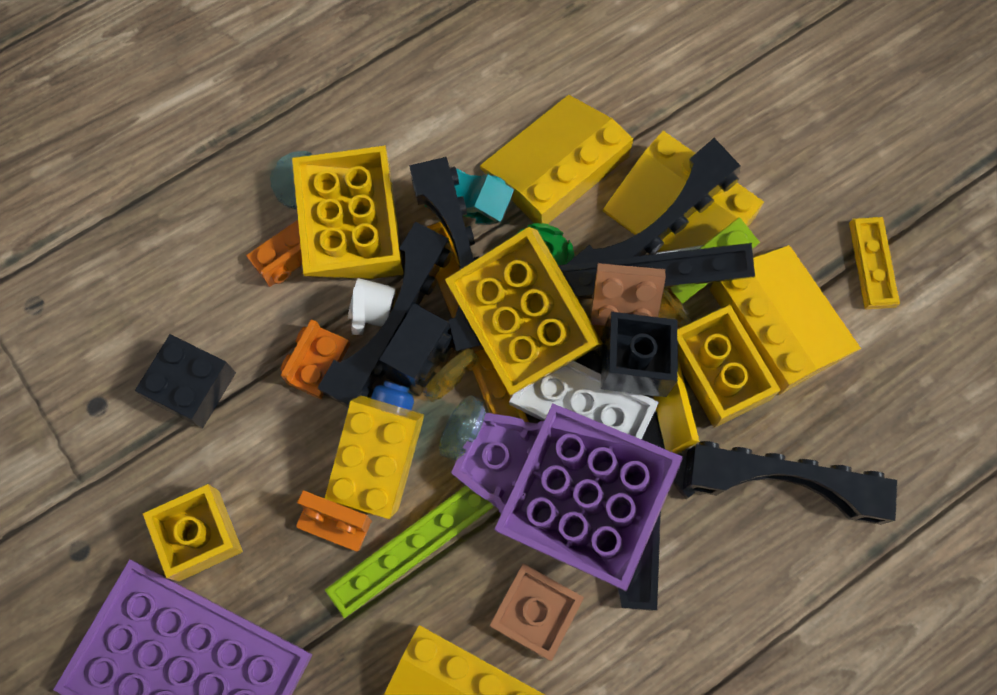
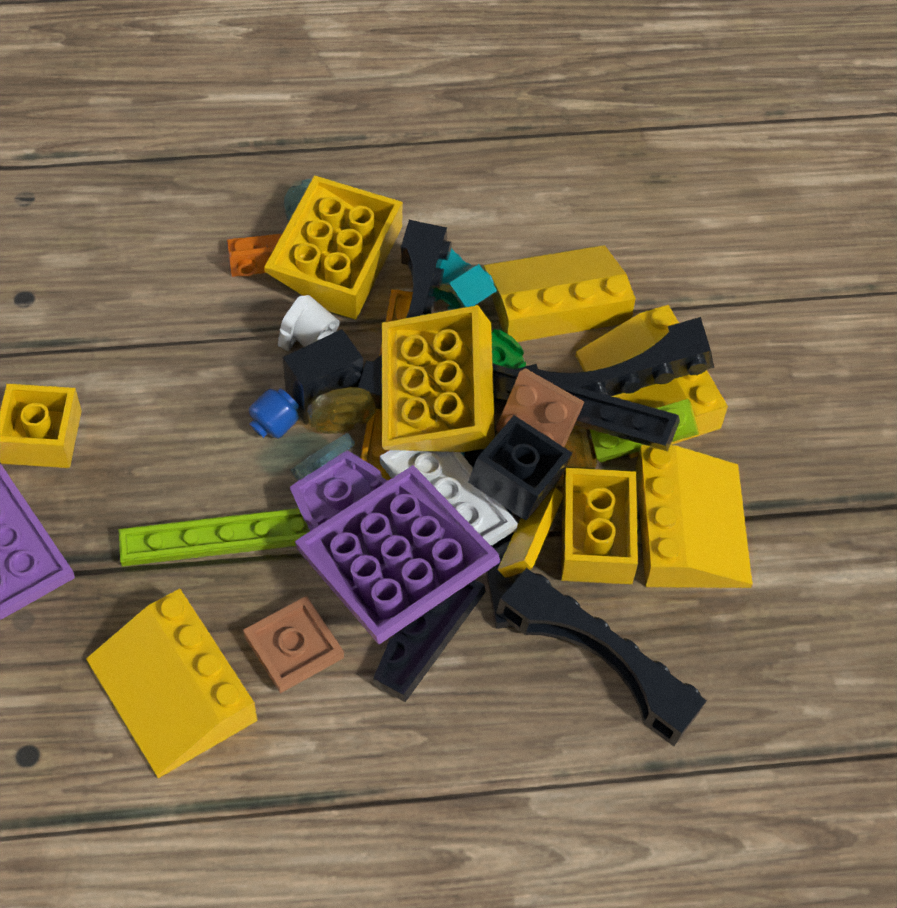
camera: 25 degrees right, 15 degrees down
(186, 381) = (110, 310): black brick -> none
(312, 358) = (231, 347): orange bracket -> none
(332, 521) = (162, 477): orange bracket -> none
(374, 456) = (230, 439): yellow brick -> none
(424, 256) = (252, 374): black arch -> none
(874, 263) = (813, 519): yellow tile -> none

